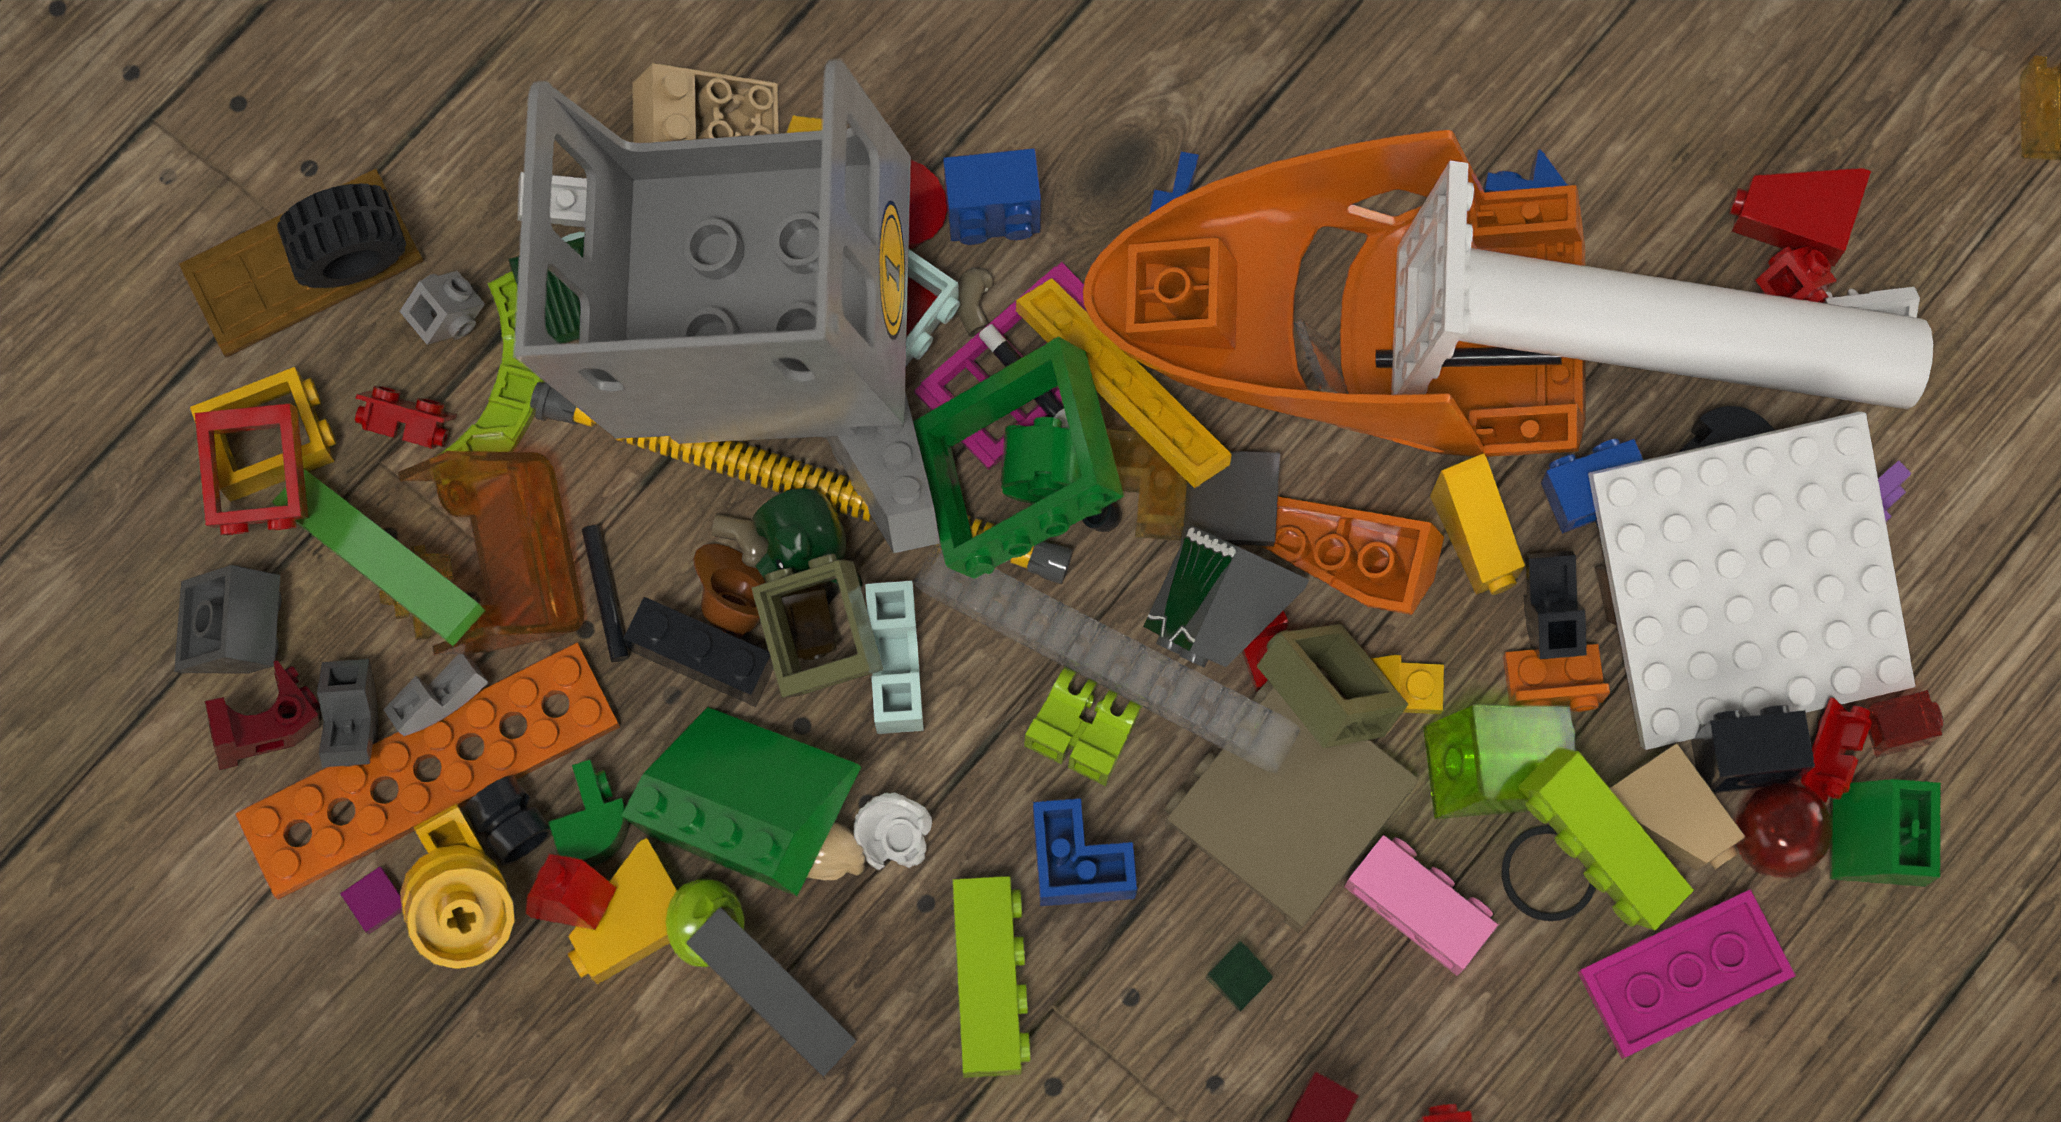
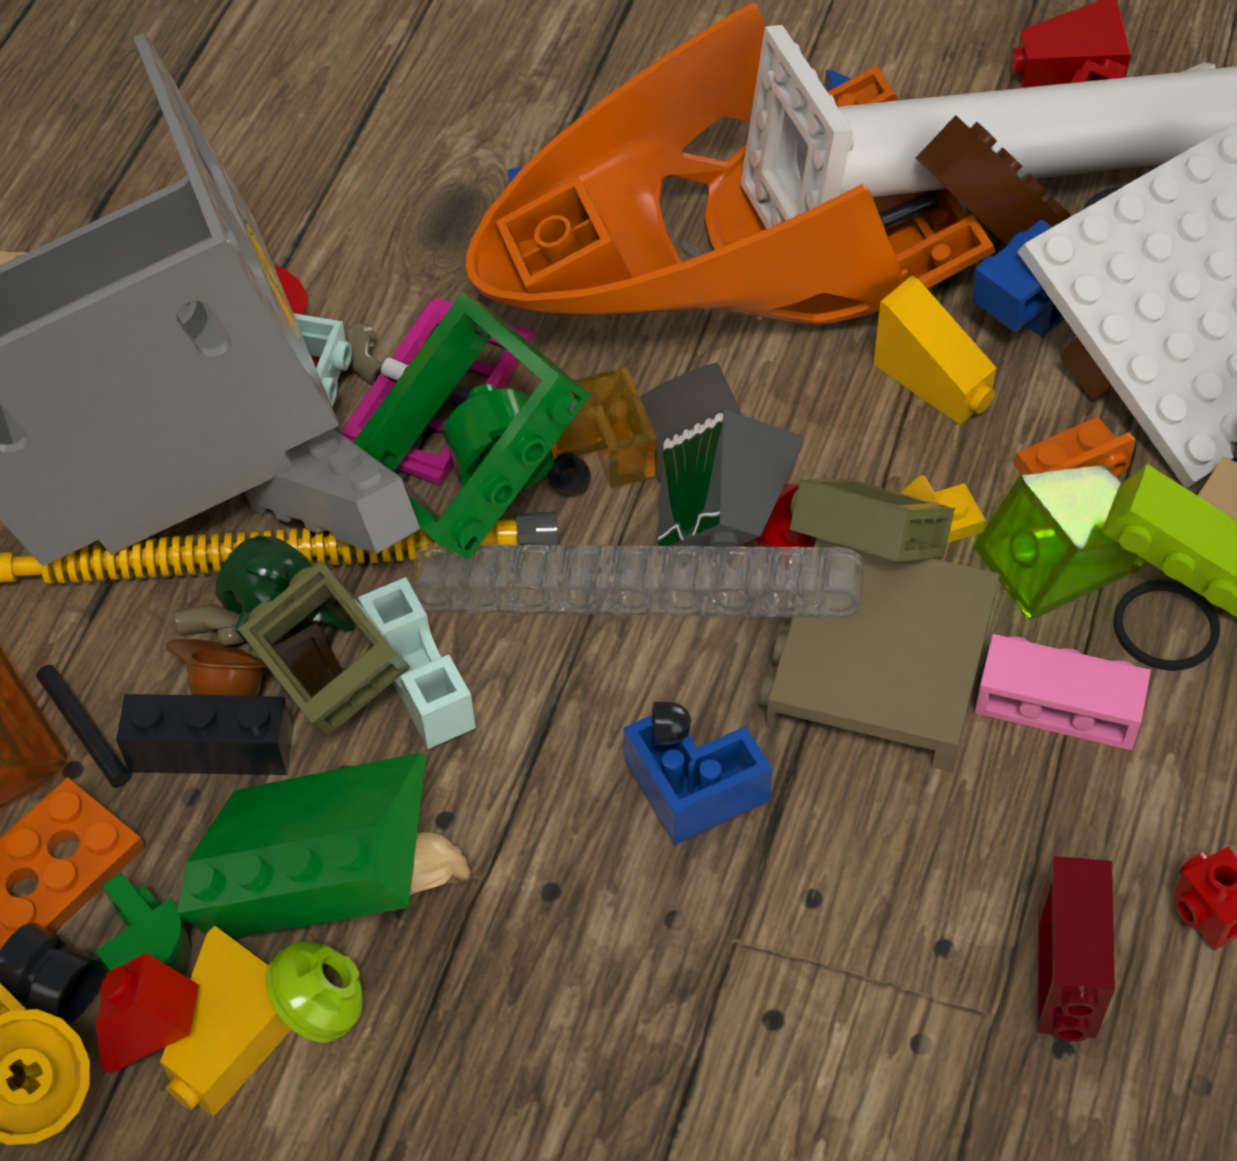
camera: 20 degrees left, 20 degrees down
(771, 991) = (418, 1028): dark grey slope -> none
(892, 829) = (483, 821): white hair -> none
(988, 977) = (653, 930): lime brick -> none
(992, 196) = (345, 254): blue brick -> none
(1061, 729) = (618, 668): lime legs -> none
(1068, 820) = (669, 723): none -> black hinge
(1127, 385) = (572, 350): yellow plate -> none
(1239, 976) = (914, 829): clear green slope -> none
(1361, 553) = (843, 409): orange wedge -> none
(1551, 606) = (1039, 399): black brick -> none
(1606, 391) = (988, 180): none -> reddish brown brick

